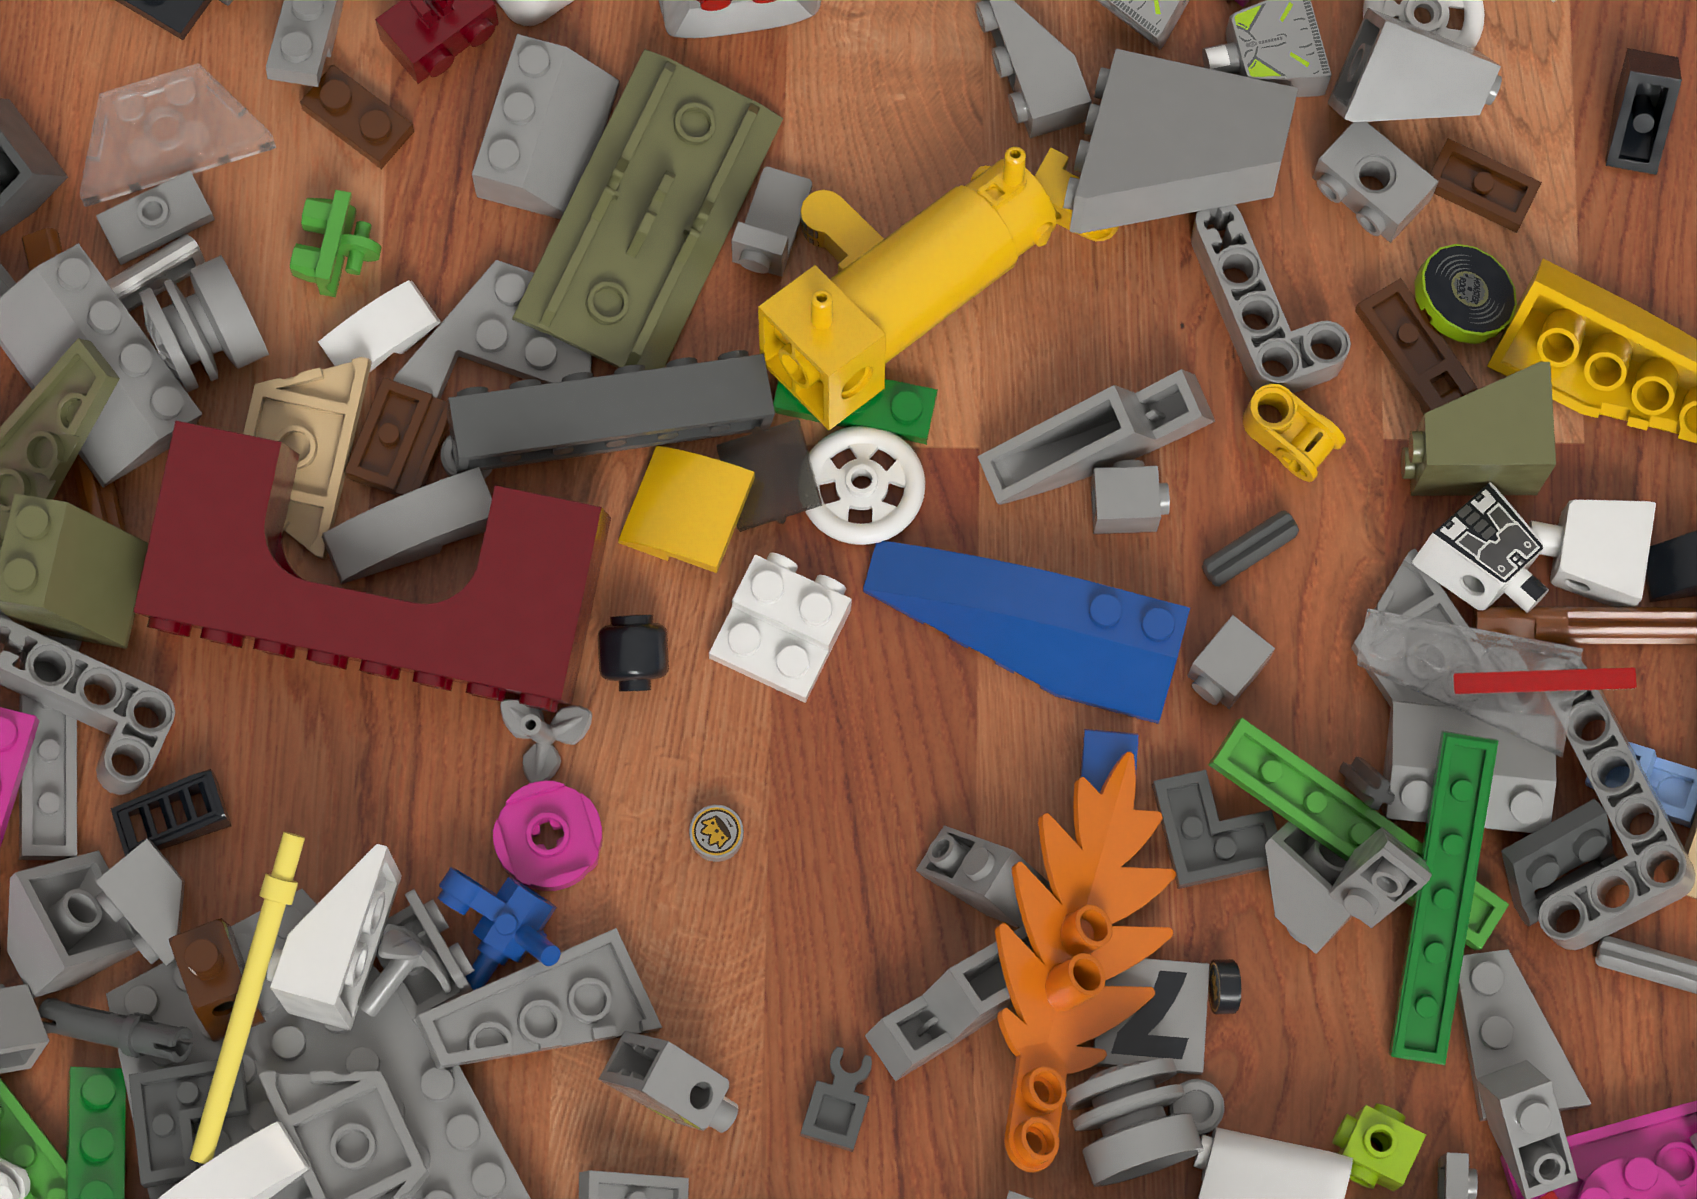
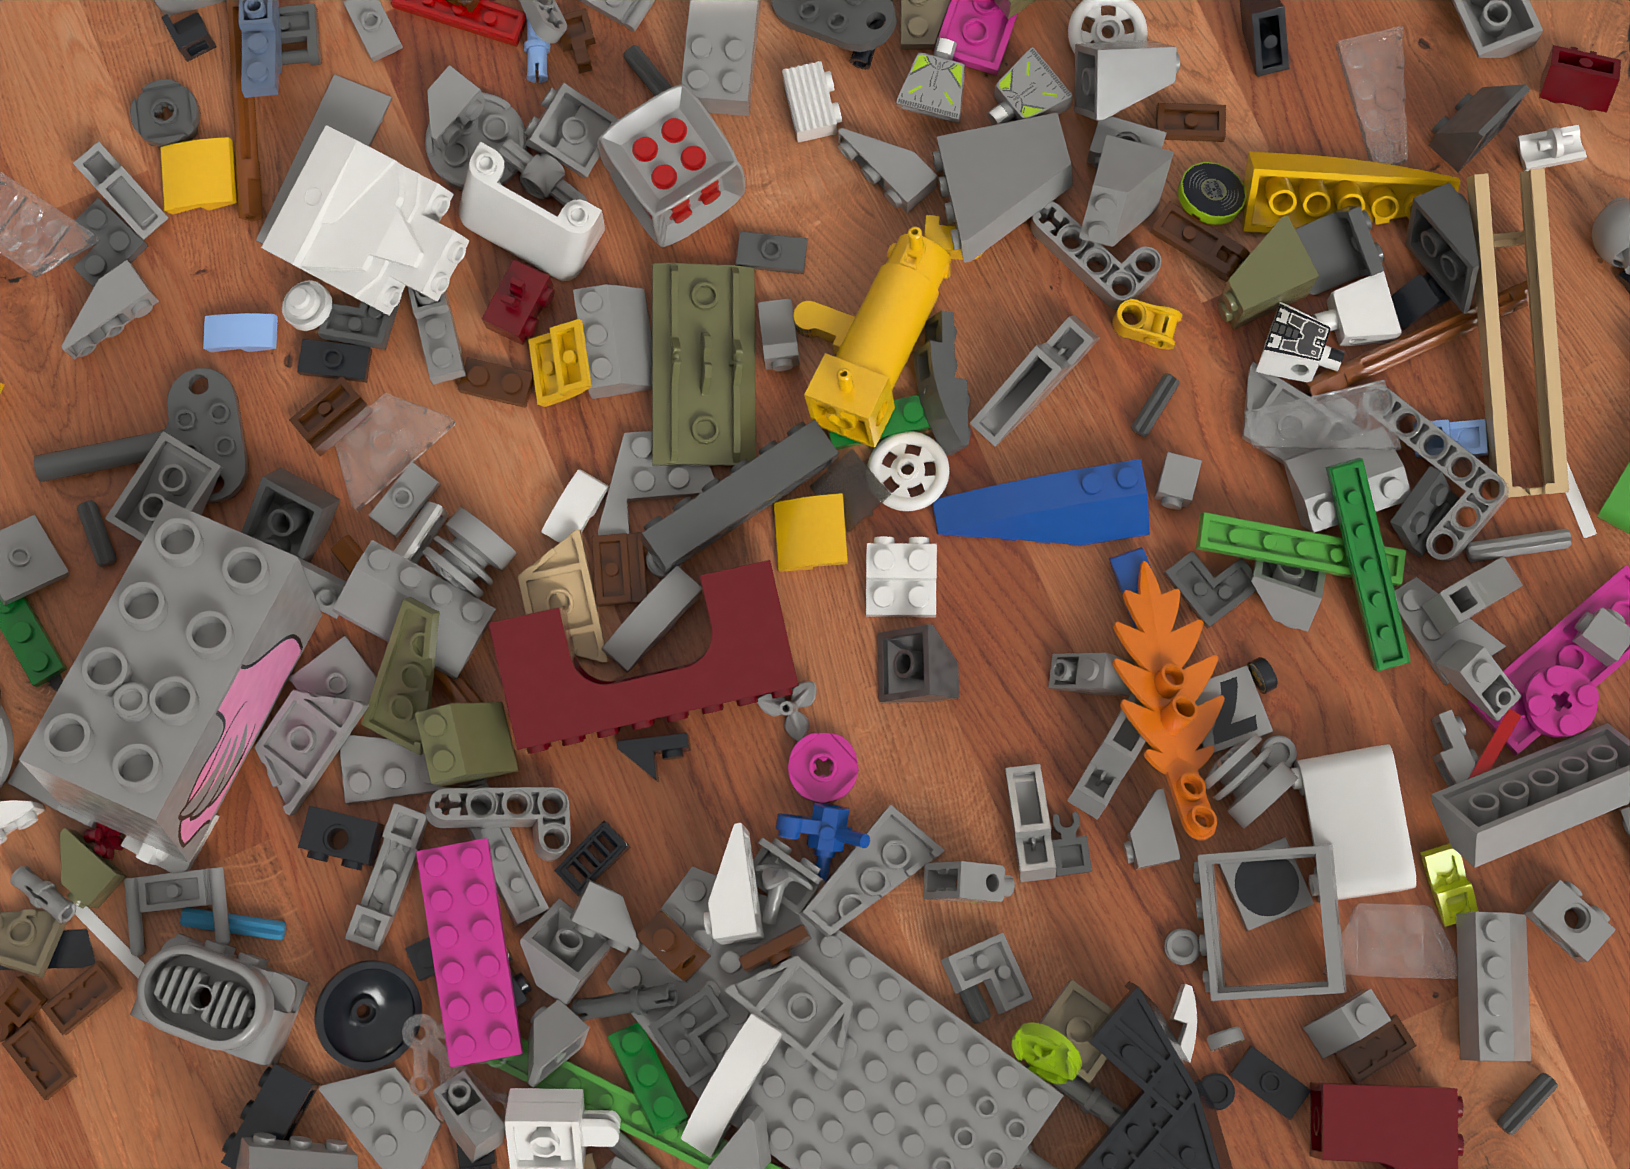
camera: 15 degrees left, 5 degrees up
(110, 60) = (331, 415): none -> reddish brown plate
(277, 891) = (690, 880): light yellow bar -> none
(316, 700) = (644, 750): none -> black slope
(335, 221) = (515, 453): bright green hips -> none
(355, 1049) = (776, 949): none -> reddish brown plate
(452, 126) = (560, 363): none -> yellow slope
(633, 652) = (821, 634): black head -> none
(716, 833) = (921, 720): tile -> none
(743, 755) = (916, 666): none -> flat silver slope
(799, 1044) = (1030, 823): none -> light grey slope
(817, 108) = (772, 252): none -> dark grey plate
(956, 398) = (941, 394): none -> dark grey slope
(961, 1139) = (1152, 835): none -> light grey slope
(1128, 498) = (1070, 408): light grey brick -> none
(1339, 231) = (1124, 189): none -> light grey slope
(1367, 783) = (1291, 516): dark grey axle -> none
(1379, 878) = (1330, 571): light grey slope -> none
(1396, 1144) = (1407, 727): lime brick -> none
(1545, 680) = (1370, 409): red sticker -> none
(1573, 1007) = (1472, 595): none -> light grey slope
(1607, 446) = (1341, 247): none -> dark grey bracket

